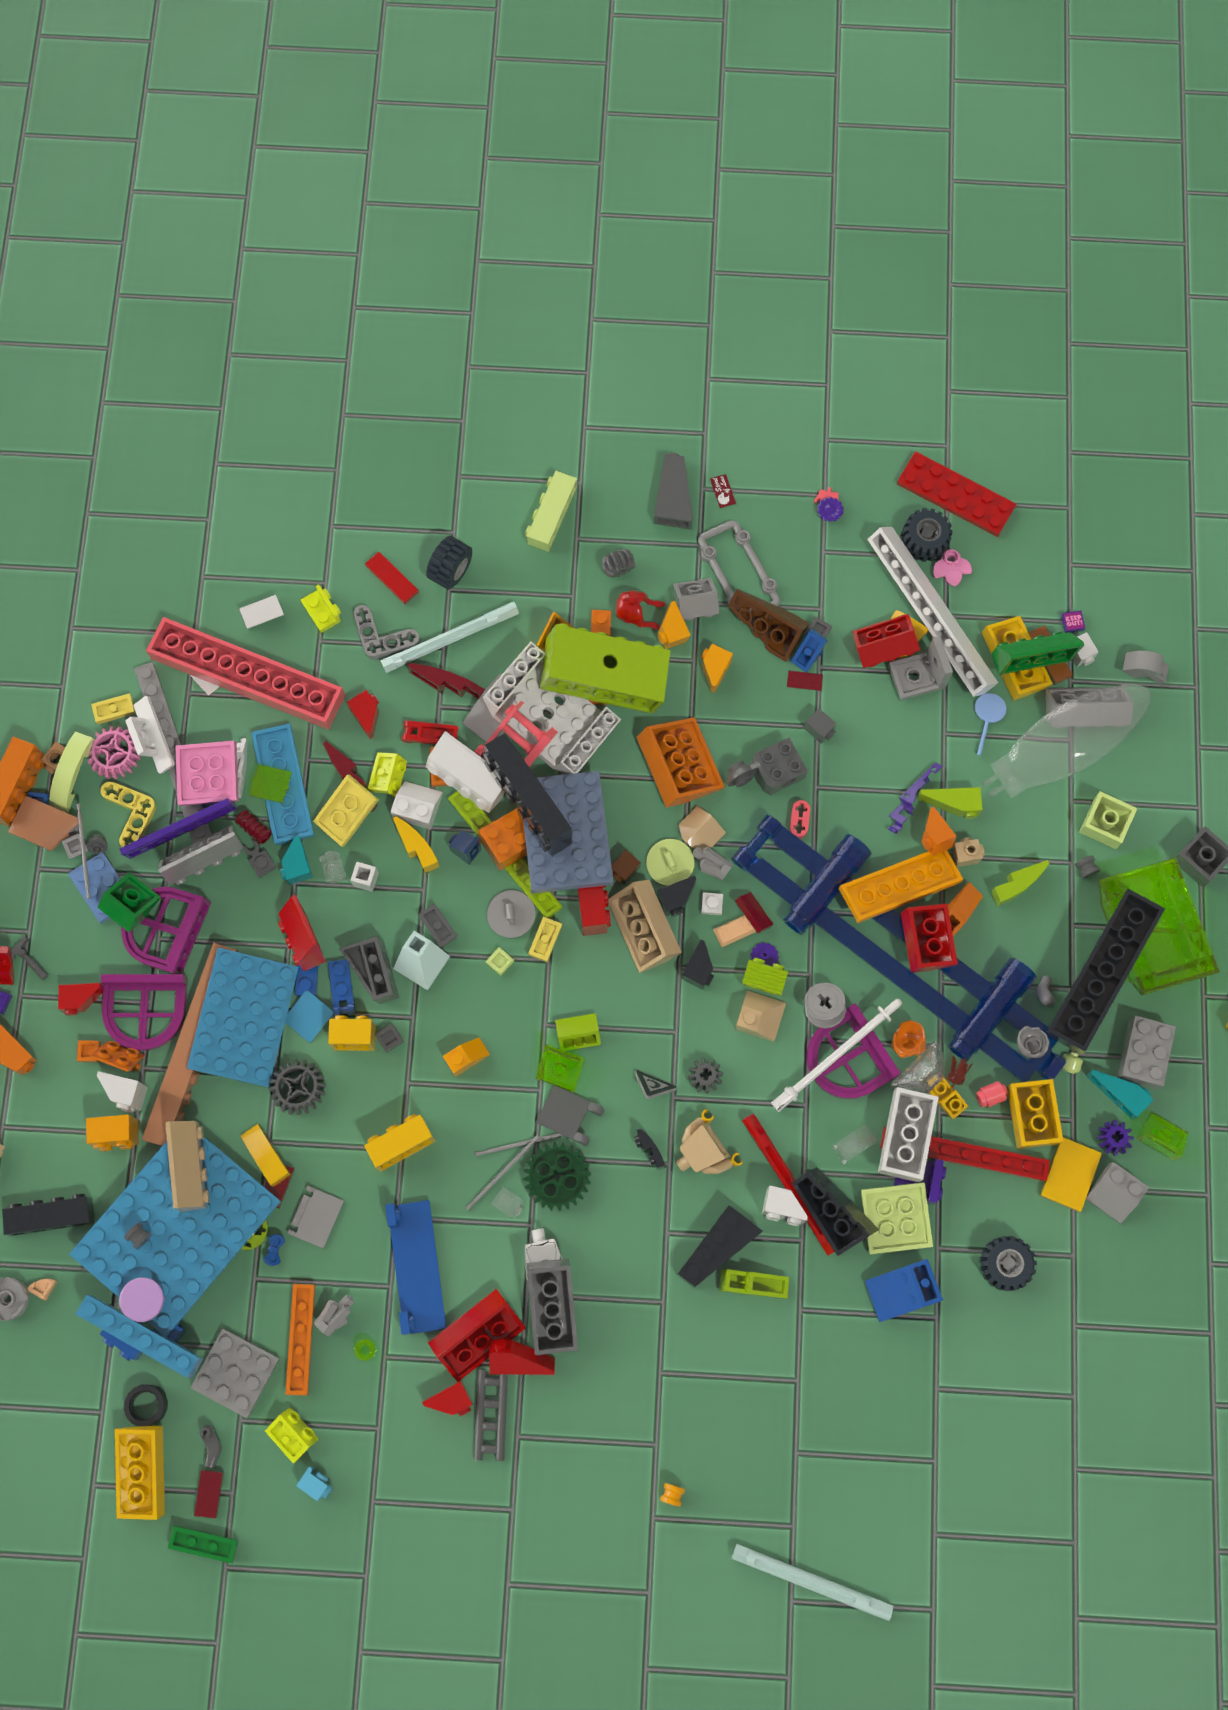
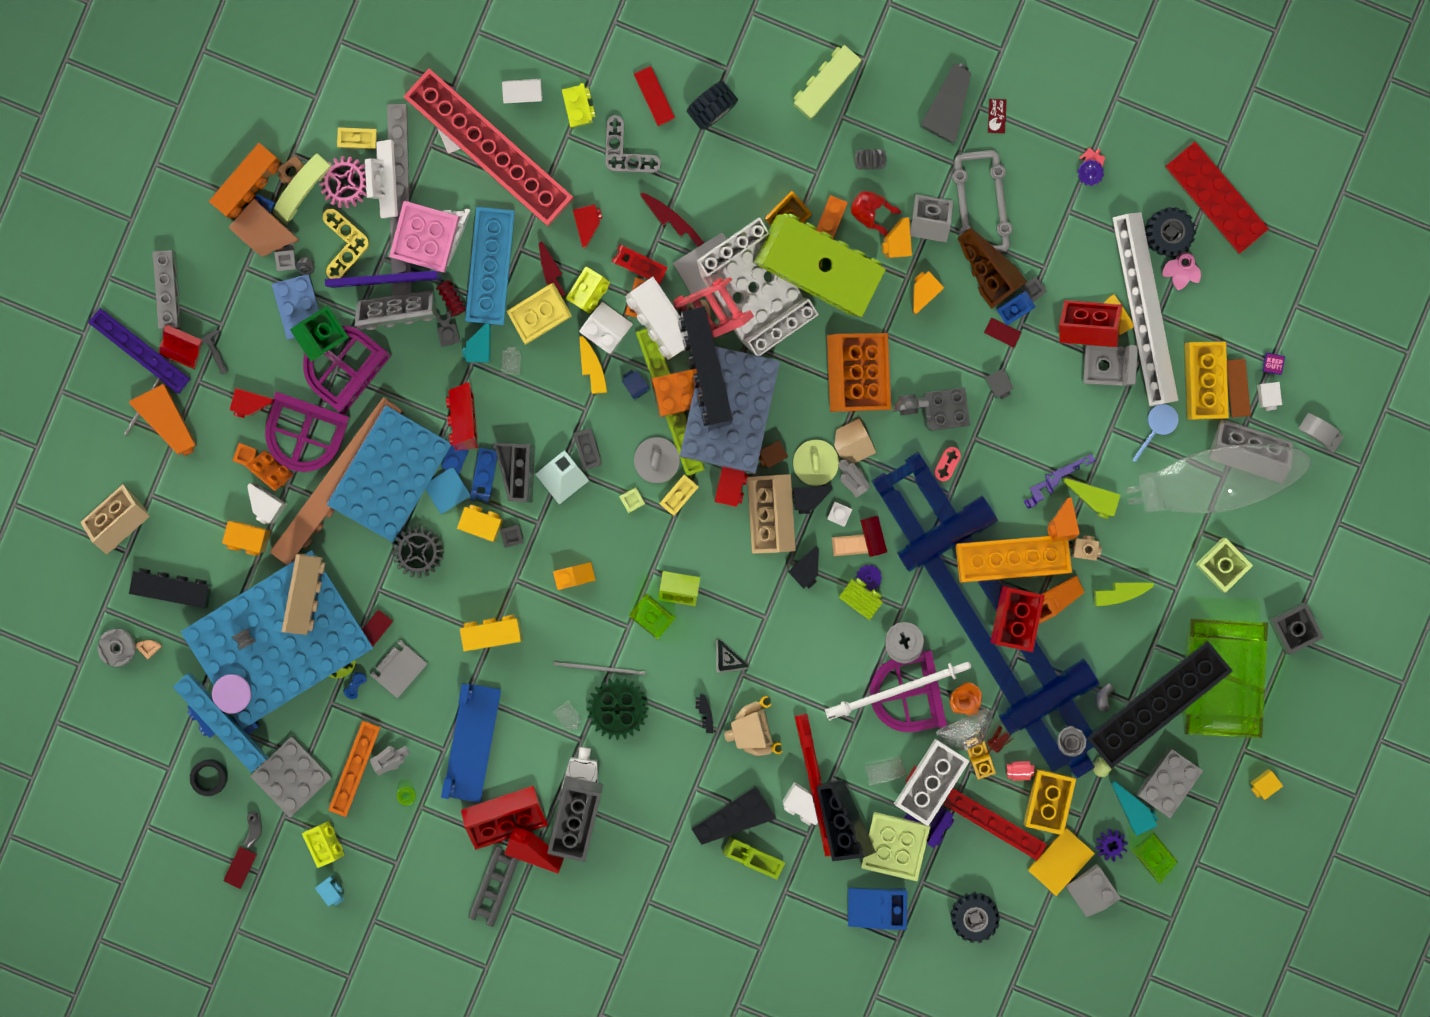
camera: 20 degrees right, 15 degrees up
(83, 851) = (291, 269): light grey piece -> none
(139, 1472) = (188, 831): yellow slope -> none
(203, 1544) = (224, 906): green plate -> none
(265, 1155) = (371, 601): yellow slope -> none
(270, 783) = (479, 263): clear neon green piece -> none
(364, 876) = (536, 382): white brick -> none
(451, 1400) = (464, 863): red slope -> none
(487, 620) = (688, 175): light aqua piece -> none
(502, 1173) = (572, 687): light grey piece -> none
(565, 1113) = (643, 655): dark grey flag -> none
(672, 1494) = (623, 1003): light orange wheel -> none
(711, 1079) = (780, 672): dark grey gear -> none
(760, 1016) = (845, 630): tan slope -> none
(1036, 652) = (1223, 386): green slope -> none
(1087, 867) = (1188, 599): dark grey wheel -> none

